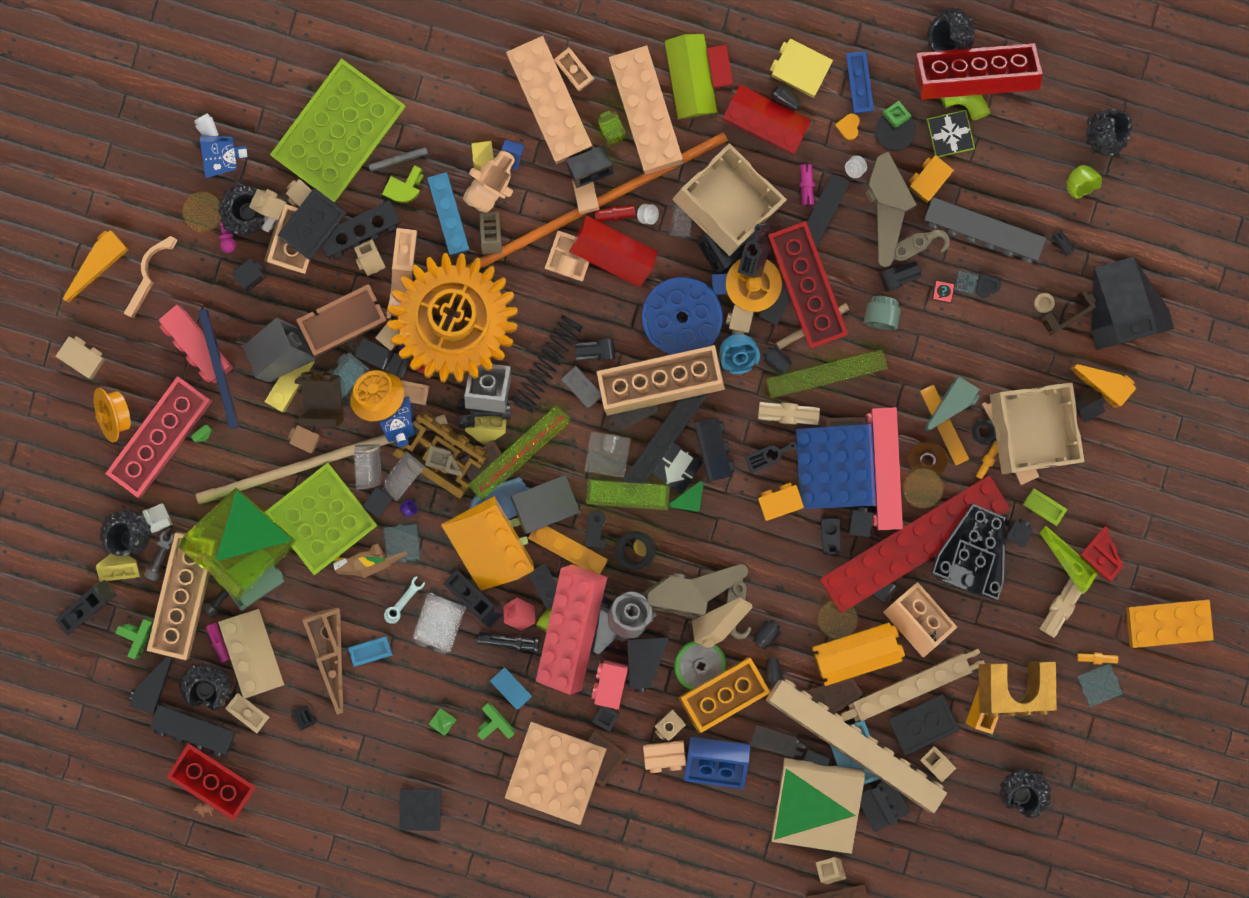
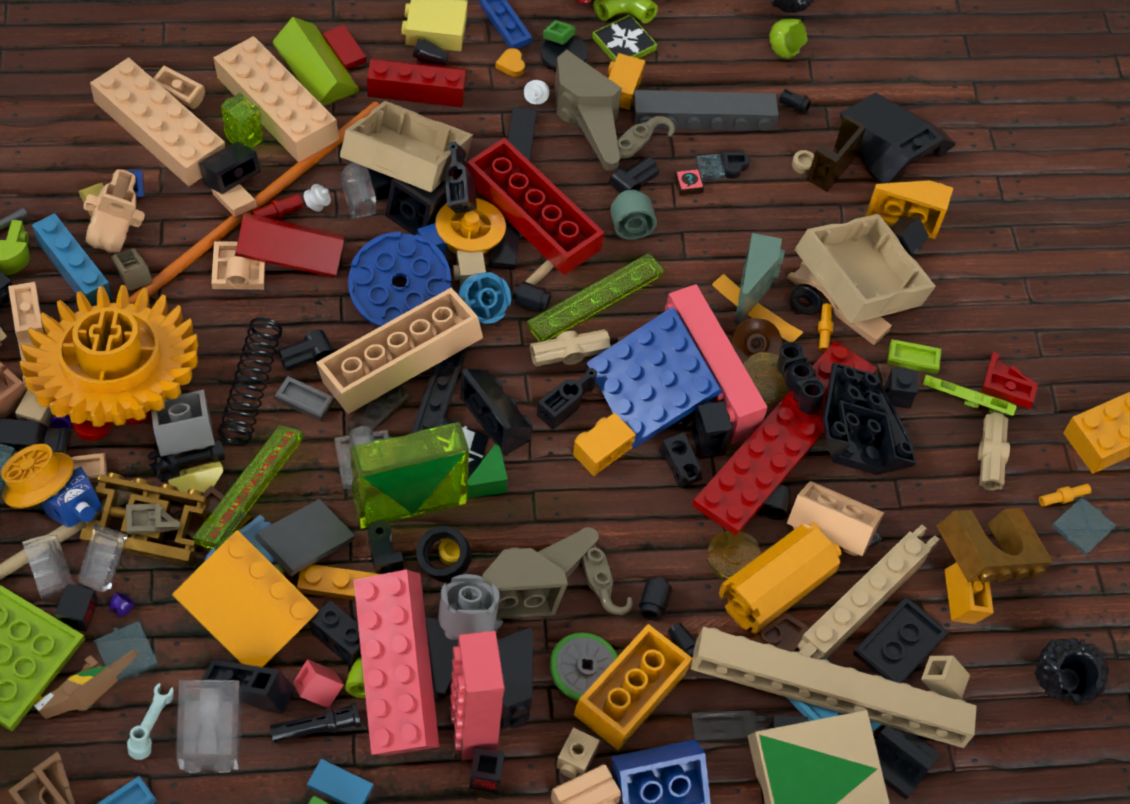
camera: 30 degrees left, 30 degrees down
(719, 623) = (589, 595): tan slope -> none
(806, 185) = (488, 123): dark pink pin -> none
(941, 517) = (800, 378): none -> black piece

